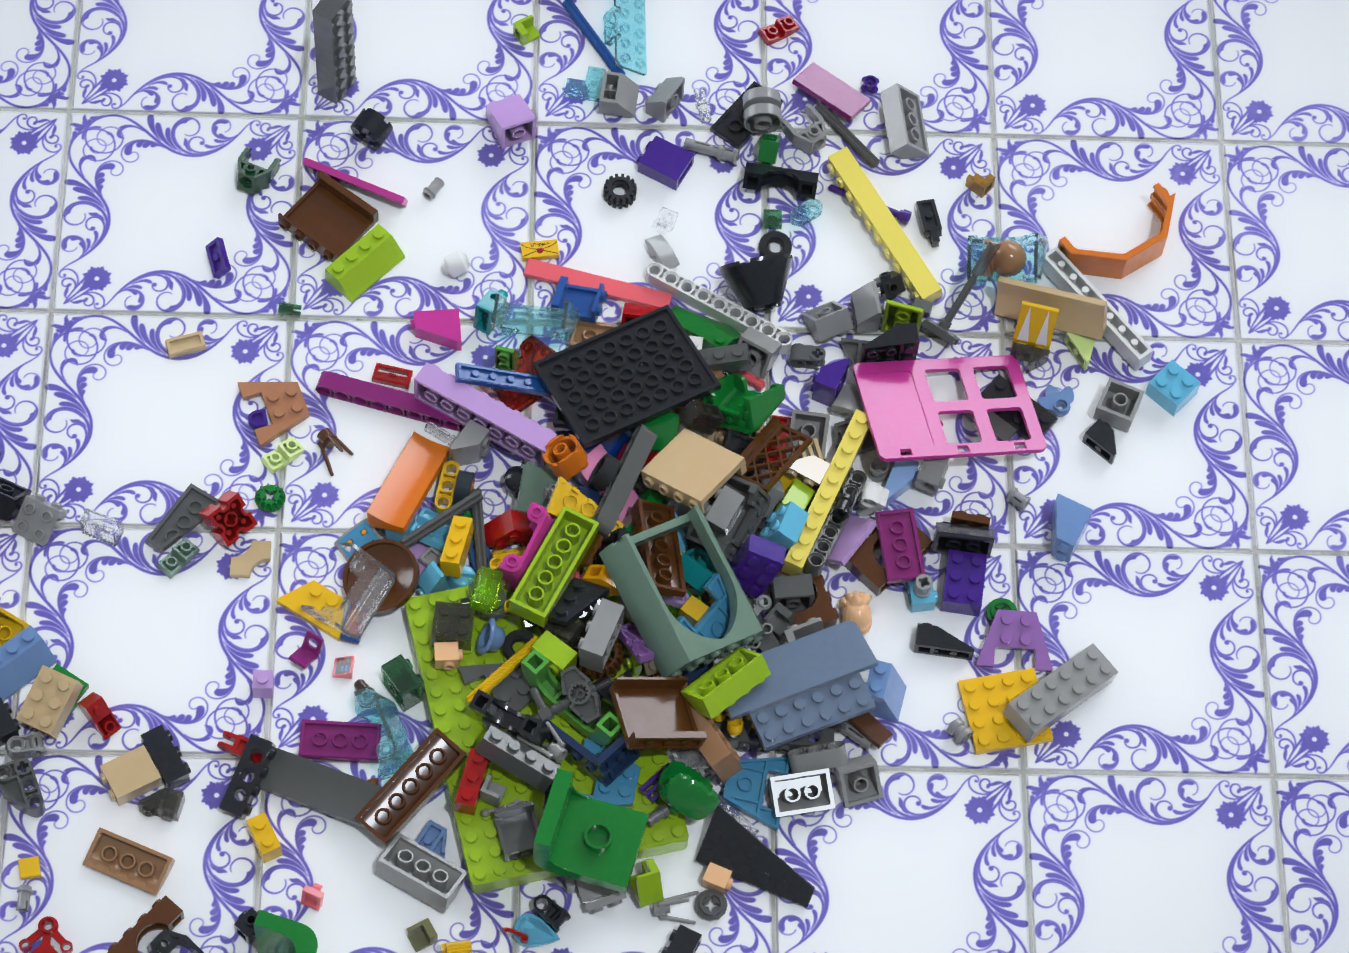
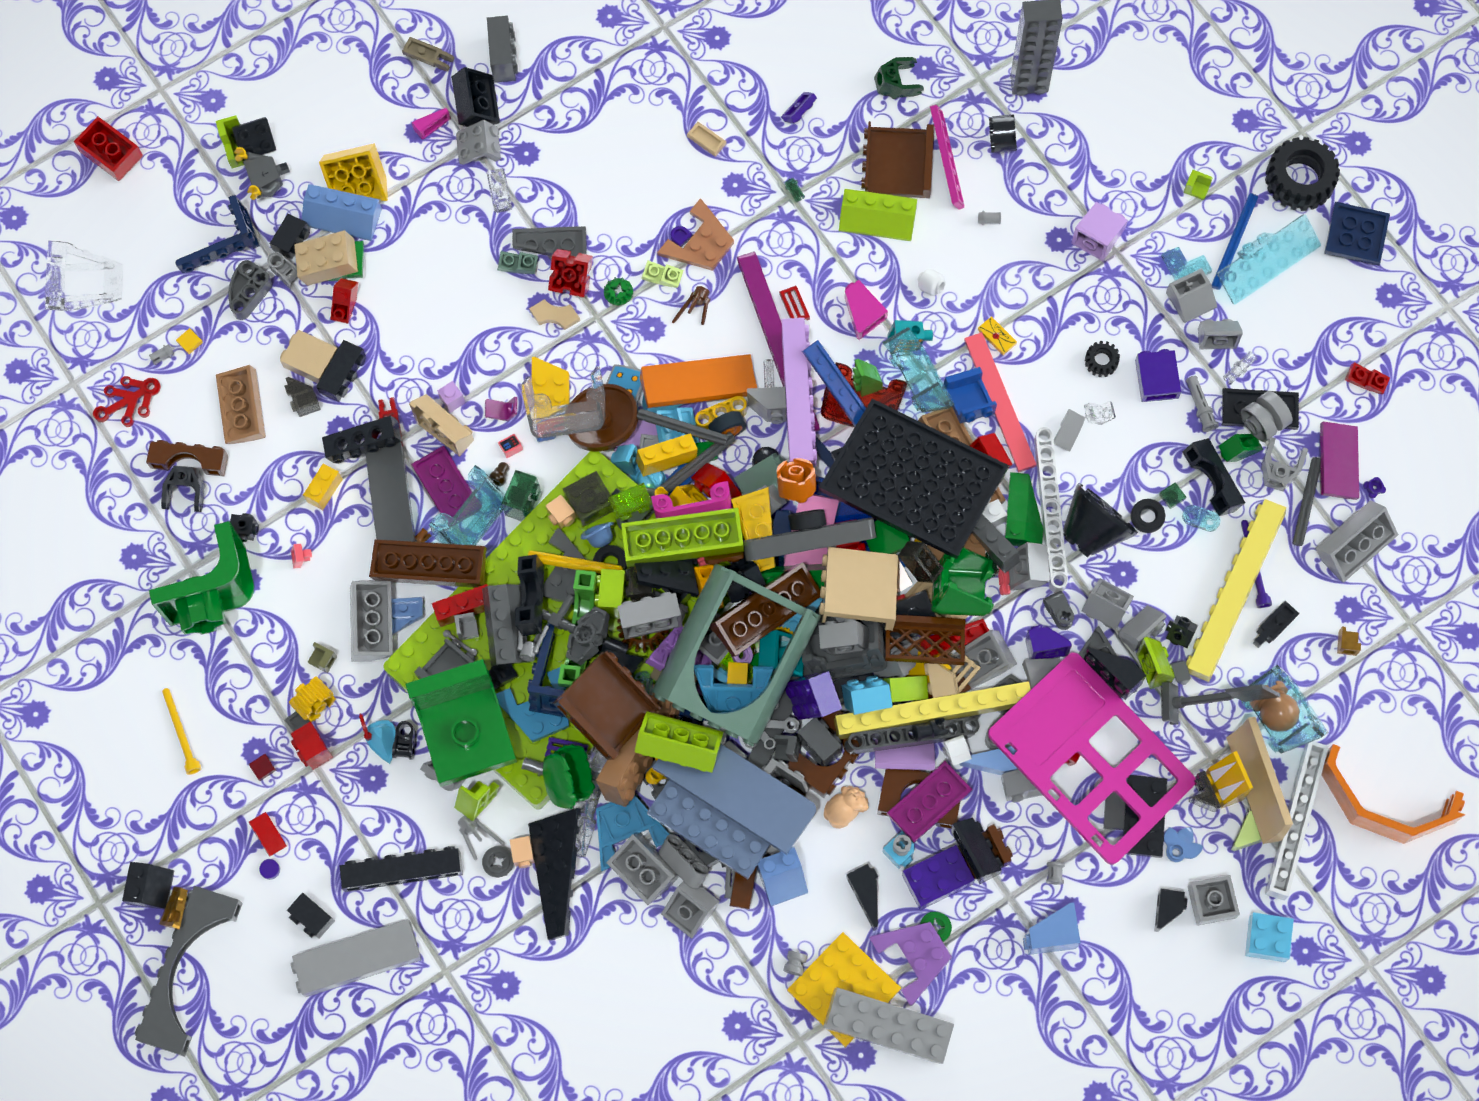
camera: 65 degrees right, 10 degrees up
(286, 706) = (441, 424): none -> tan wedge

